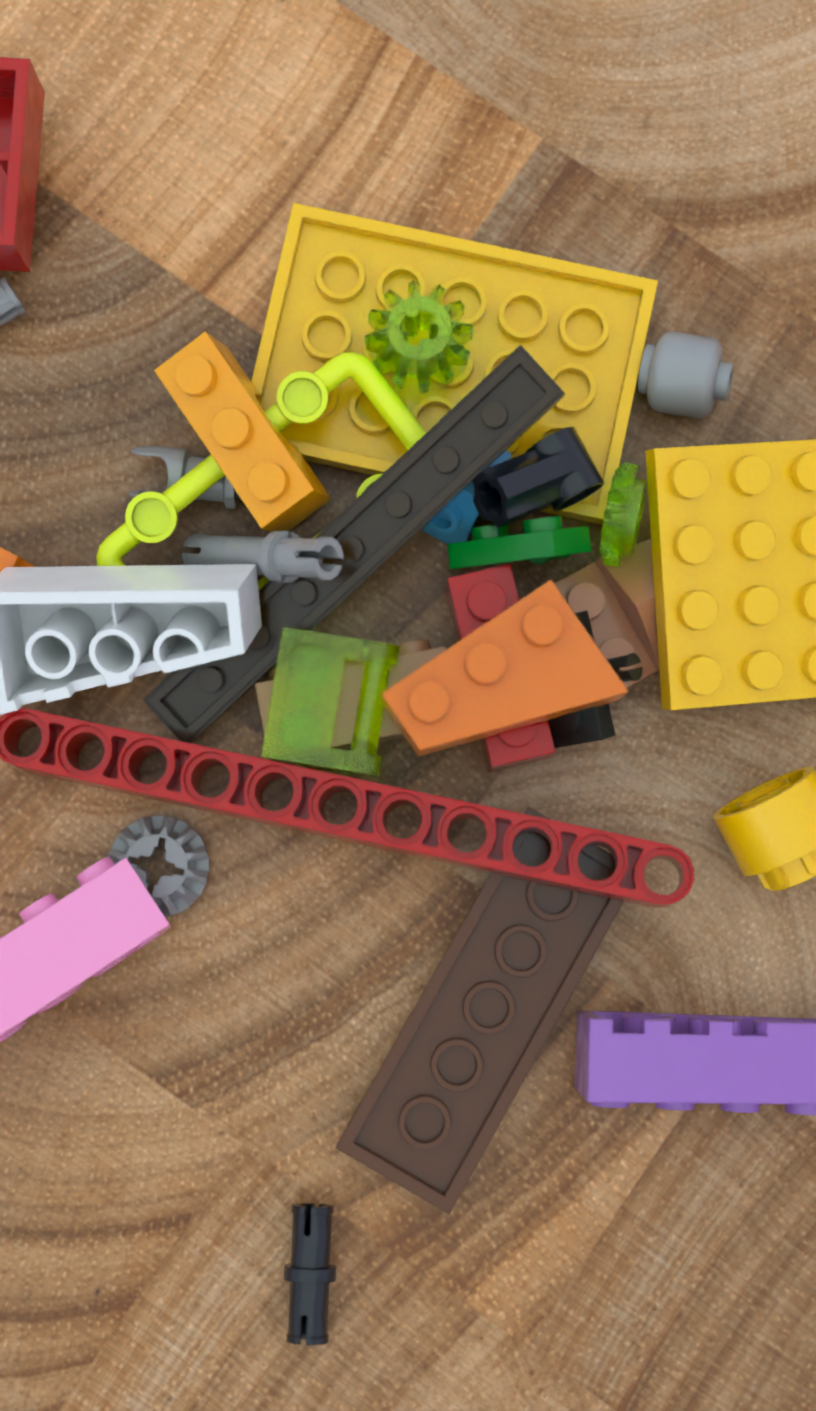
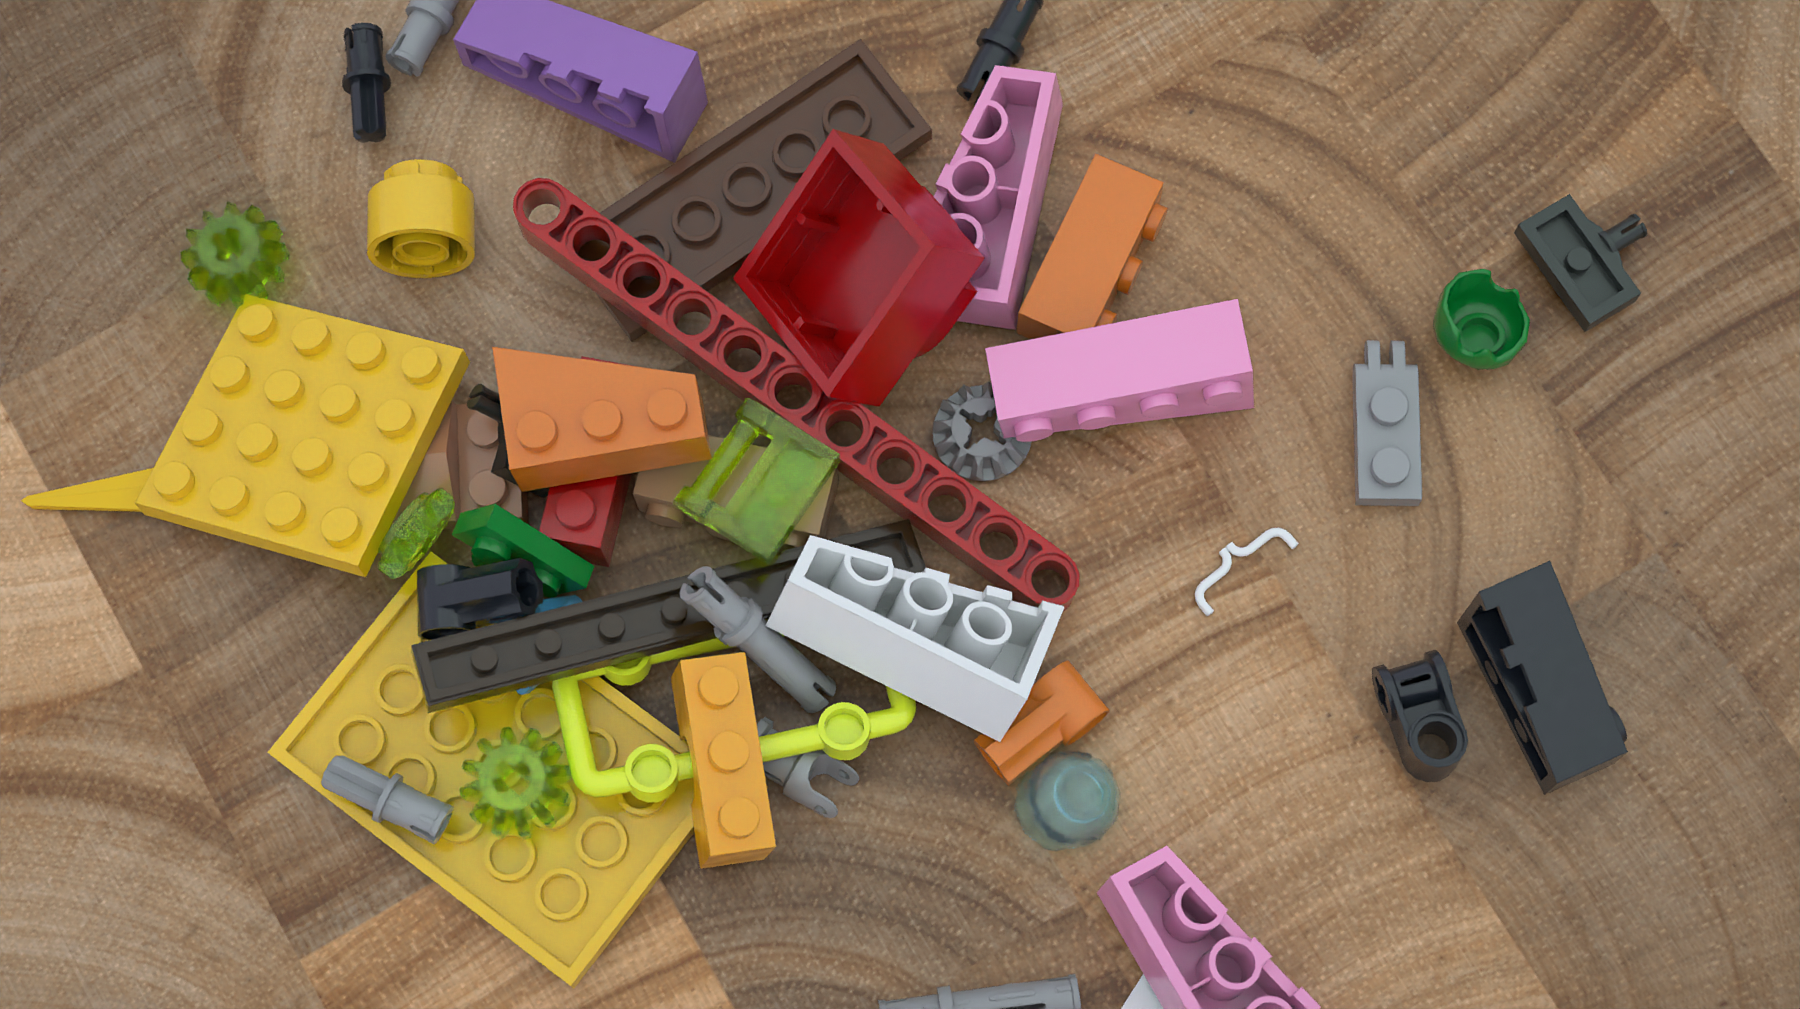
camera: 150 degrees left, 10 degrees down
(120, 1084) = (1093, 251): none -> orange brick
(242, 1073) = (1000, 184): none -> bright pink wedge
(324, 950) = (860, 270): none -> red container
(528, 277) = (388, 798): none -> light grey axle
(684, 374) = (289, 653): light grey head -> none

